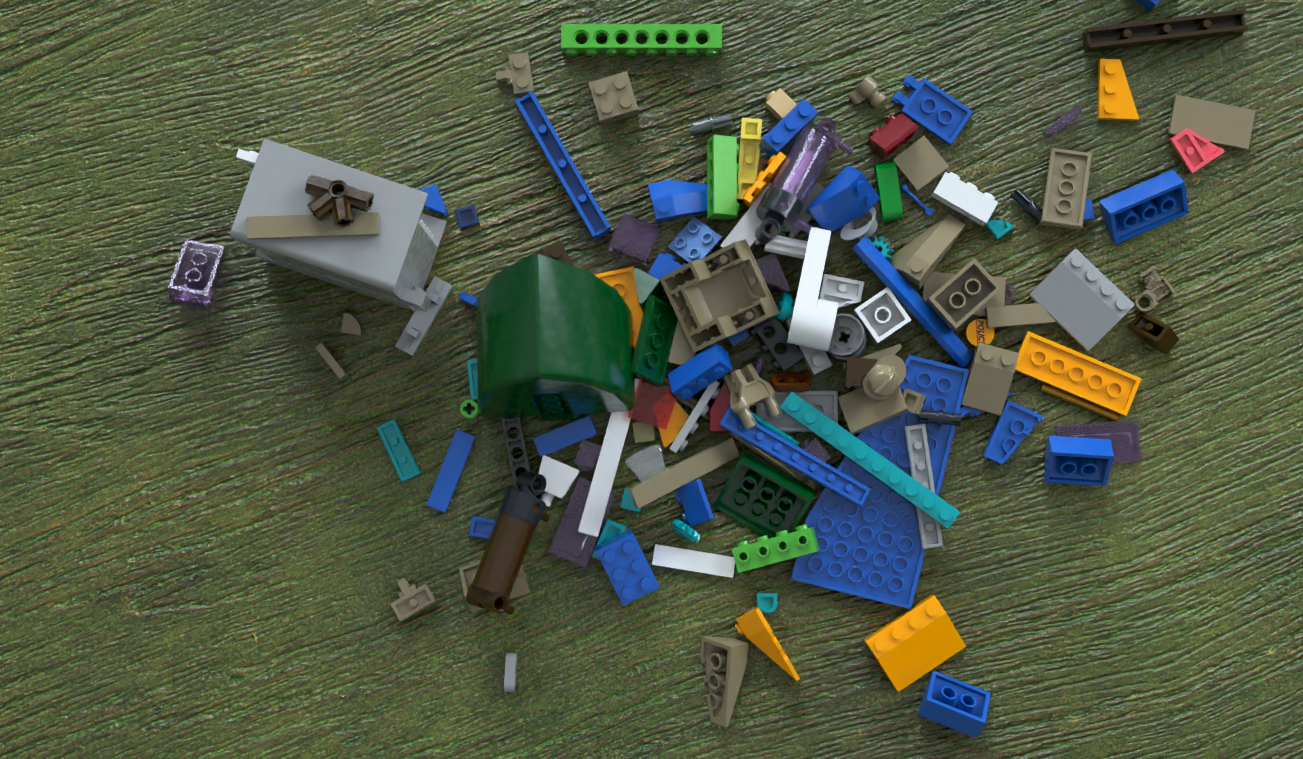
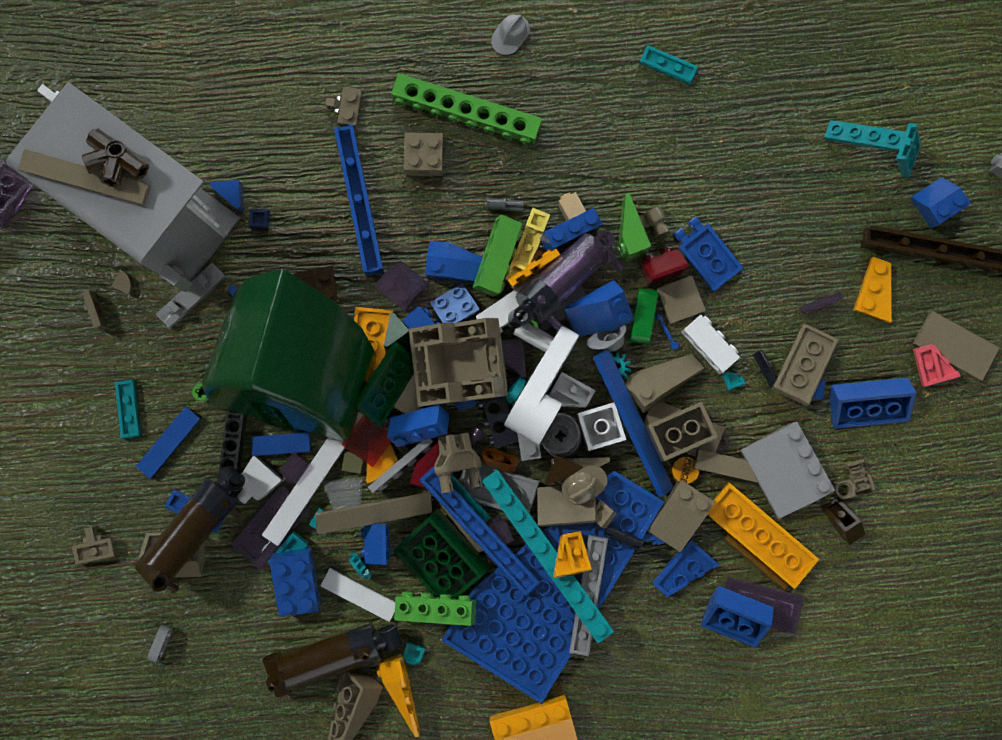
camera: 10 degrees right, 0 degrees up
(685, 630) = (329, 657): none -> dark brown piece
(850, 112) = (632, 236): none -> bright green slope
(894, 451) = (571, 556): none -> light orange wing

